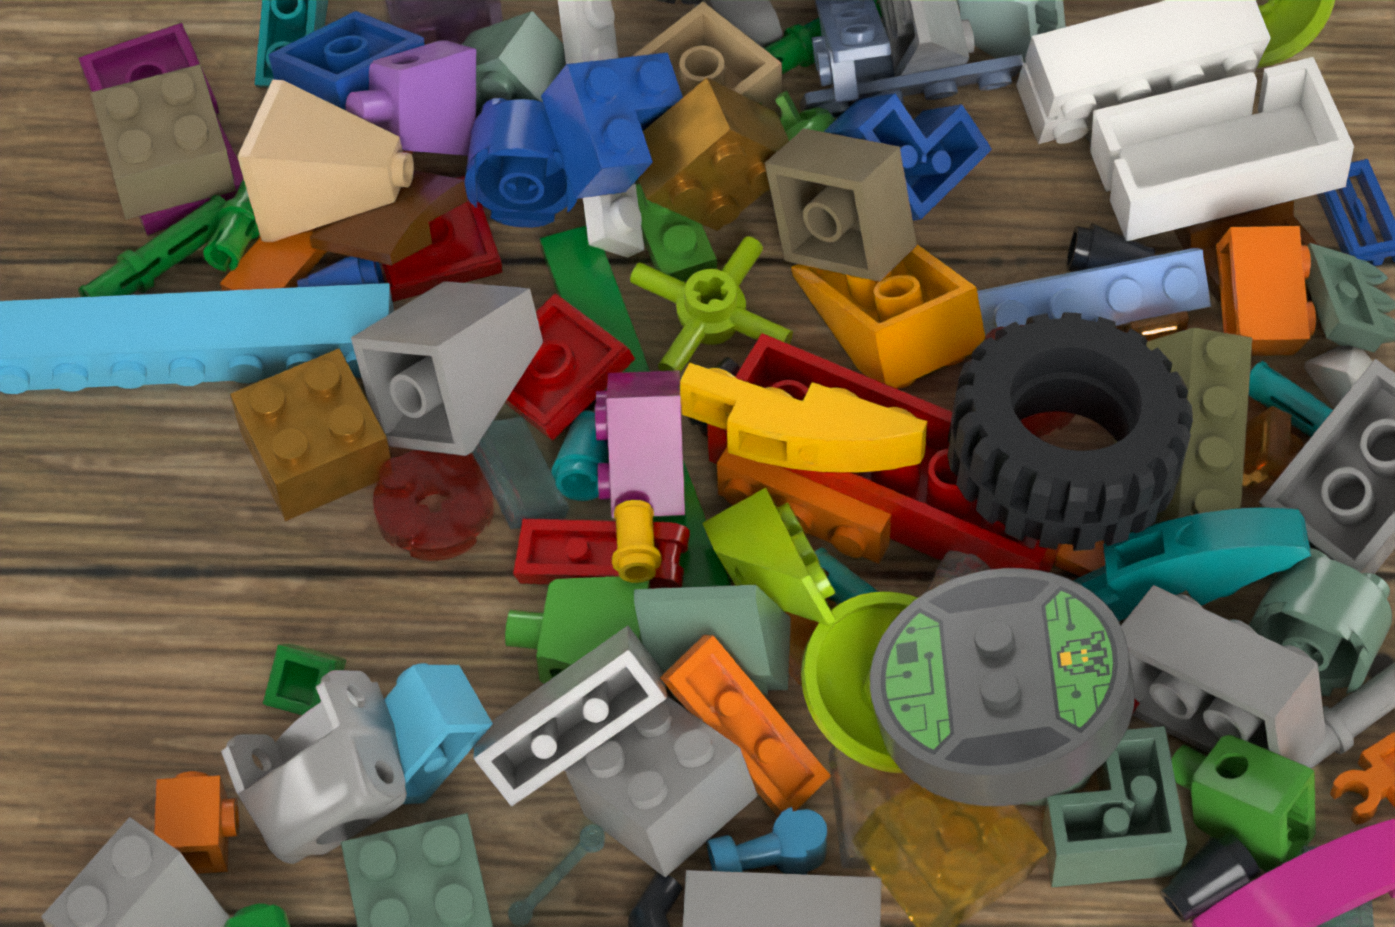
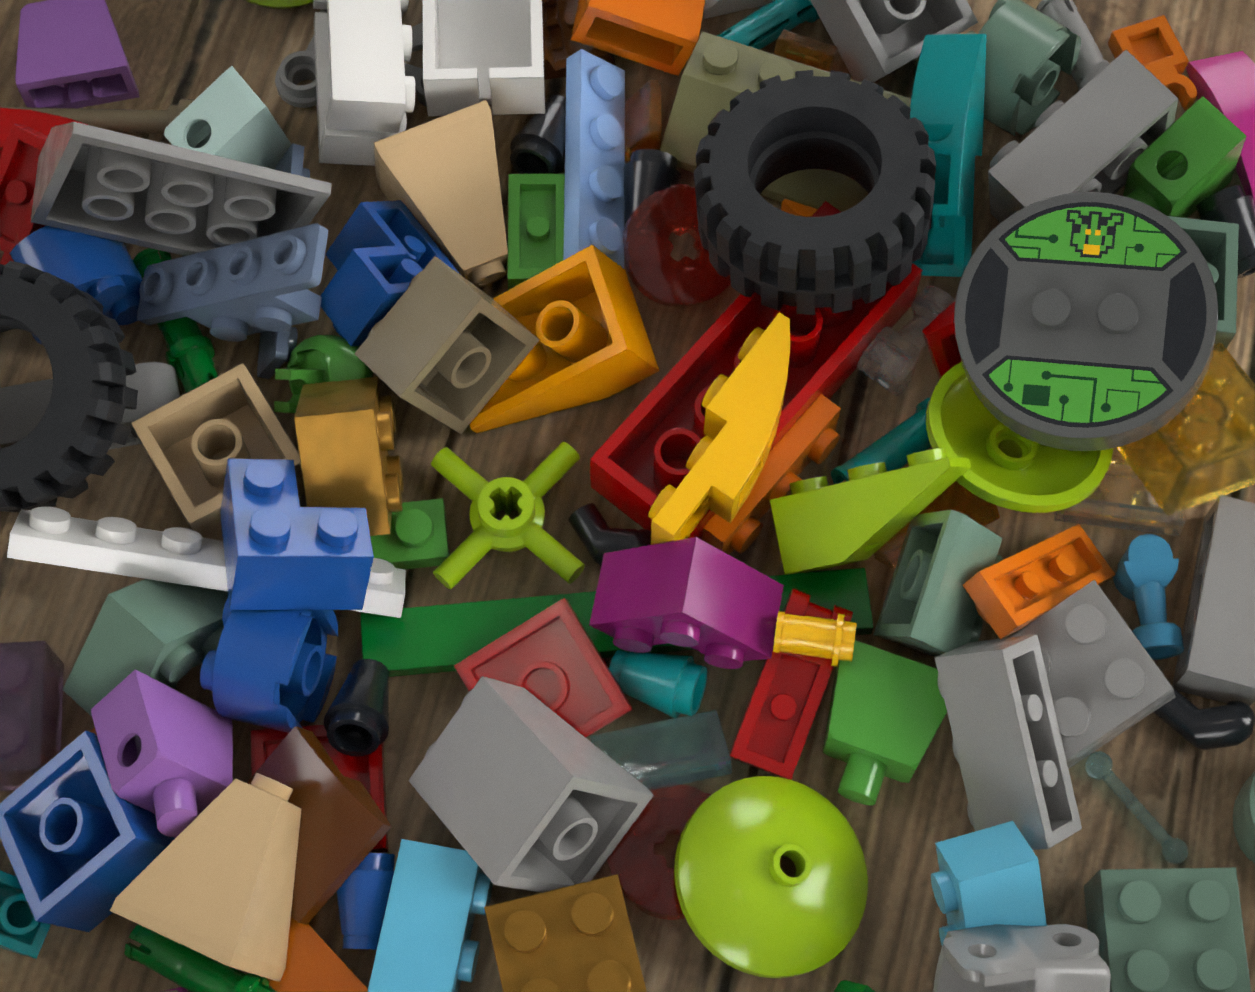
camera: 80 degrees left, 10 degrees up
(431, 612) = (742, 898): none -> lime dish
(497, 234) = (360, 711): none -> black cone
(1009, 261) = (534, 224): none -> bright green plate
(1016, 188) = (452, 188): none -> tan slope

